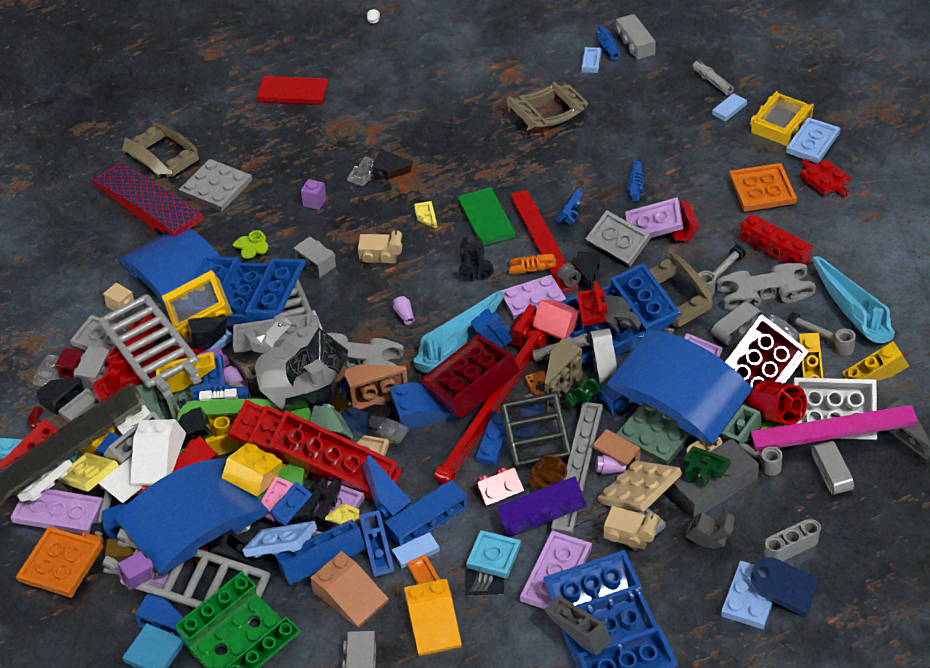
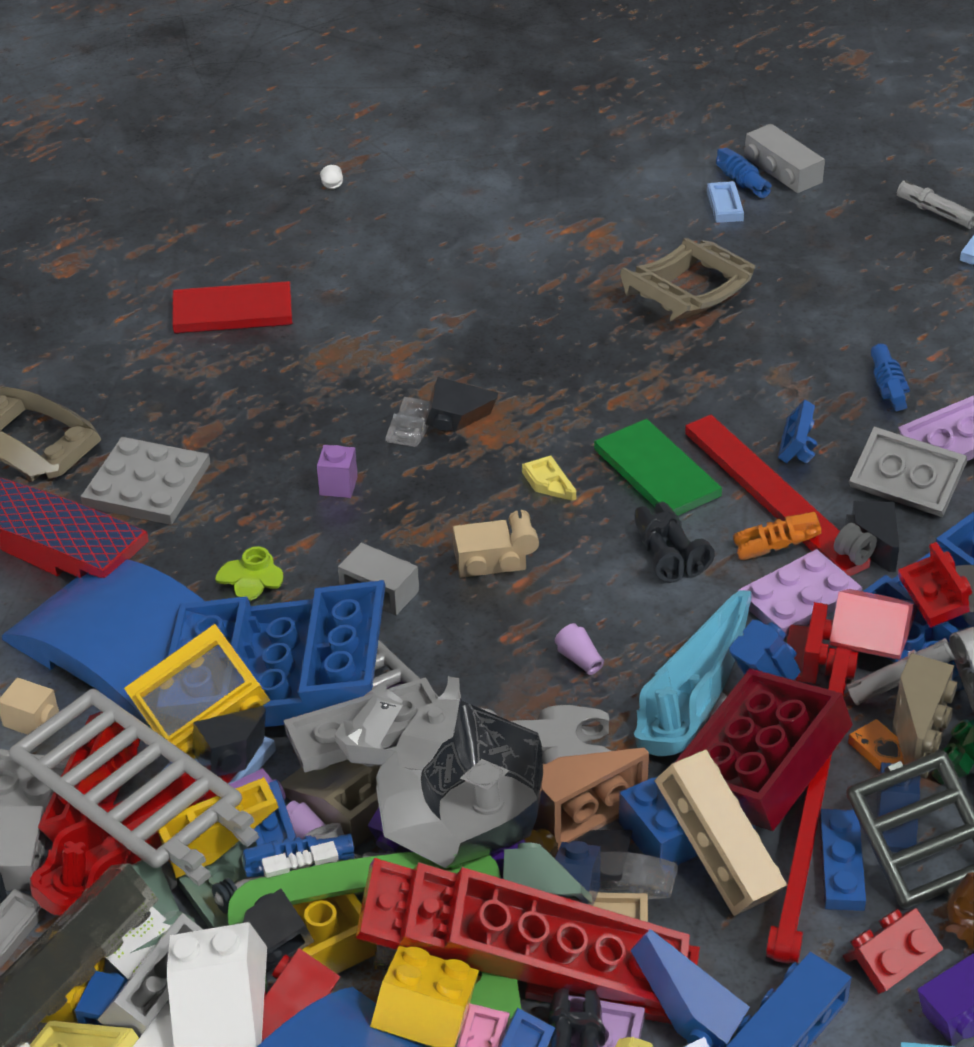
camera: 15 degrees left, 5 degrees down
(429, 414) = (720, 832): none -> tan brick

